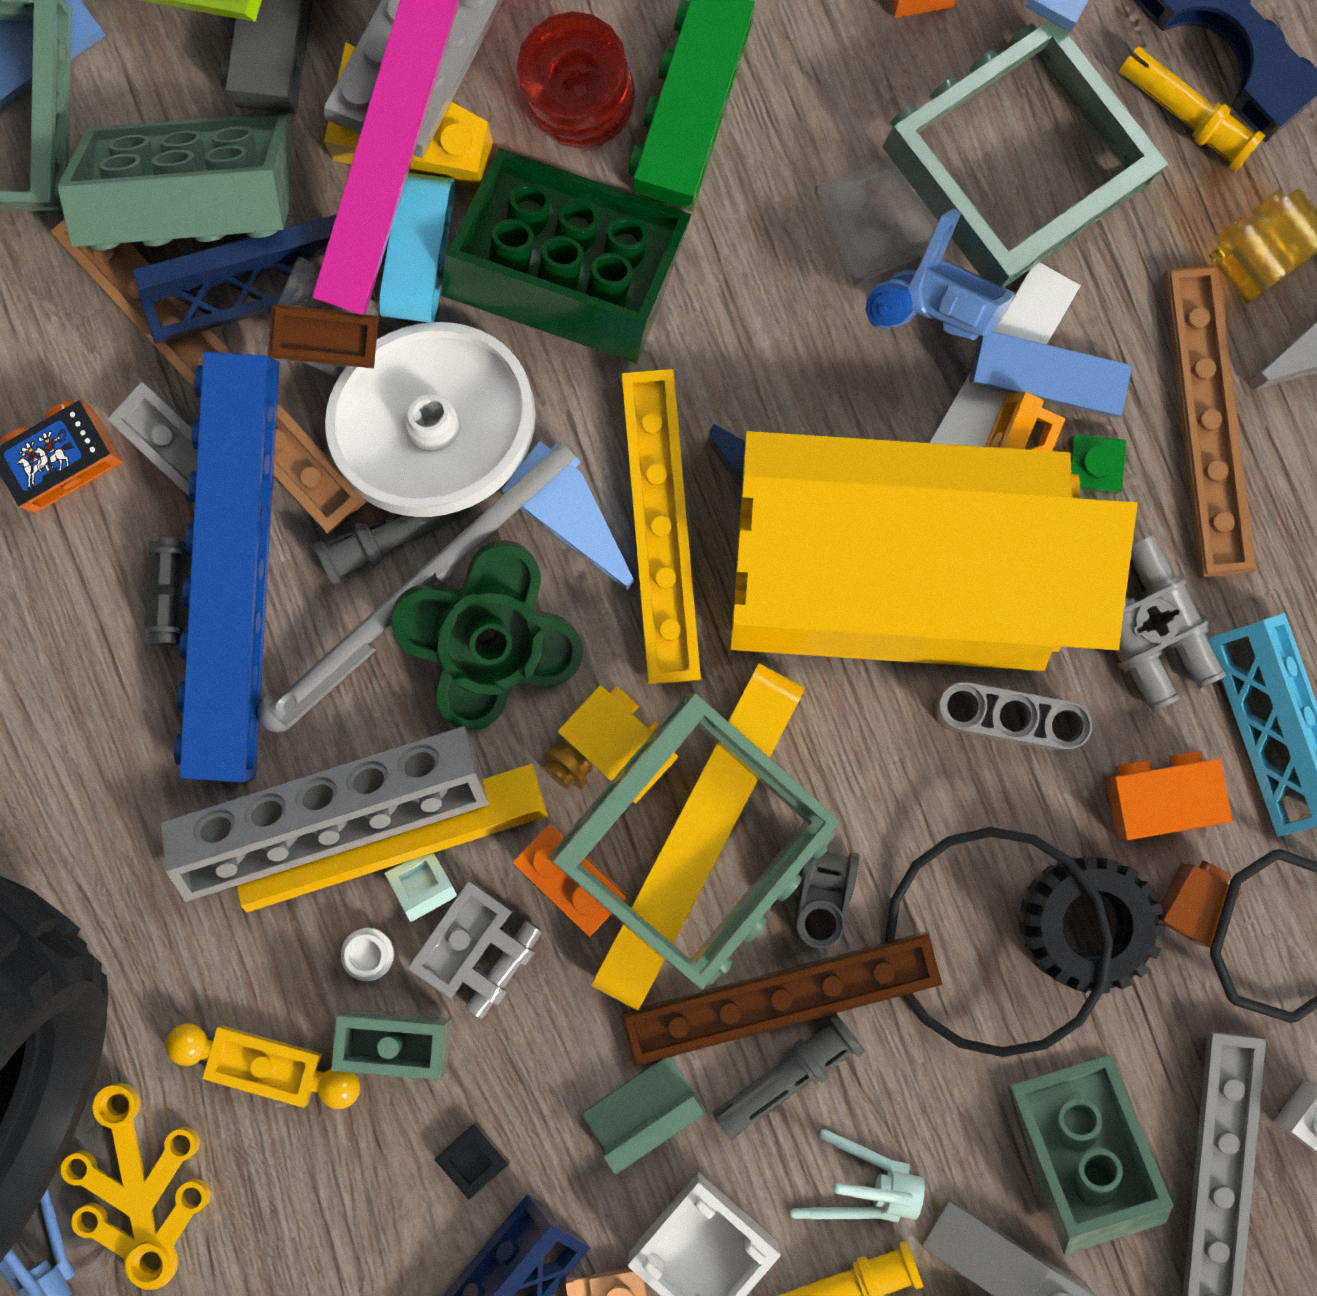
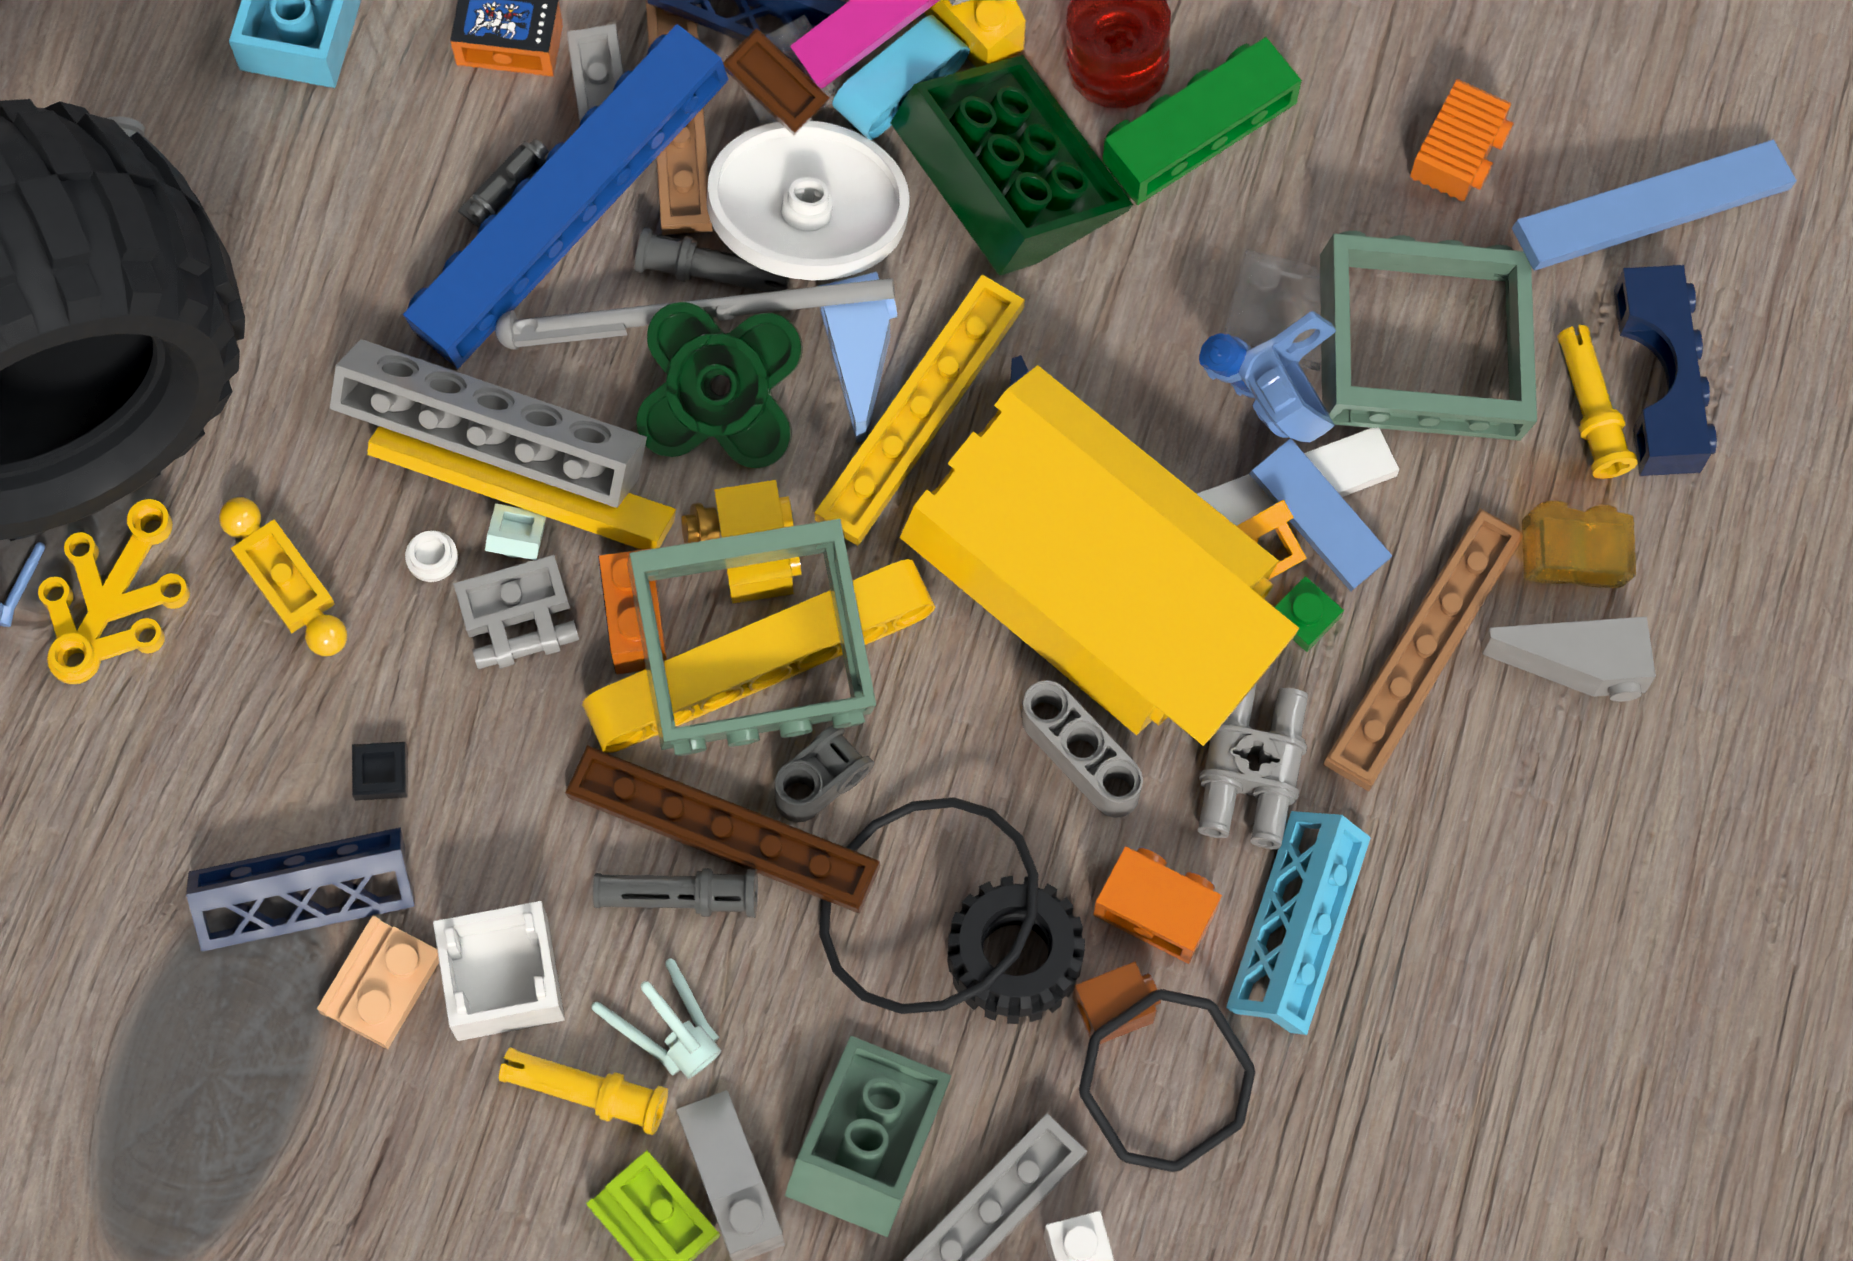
camera: 30 degrees right, 15 degrees down
(391, 1044) = (394, 626): sand green brick -> none
(643, 1113) = (542, 836): sand green panel -> none

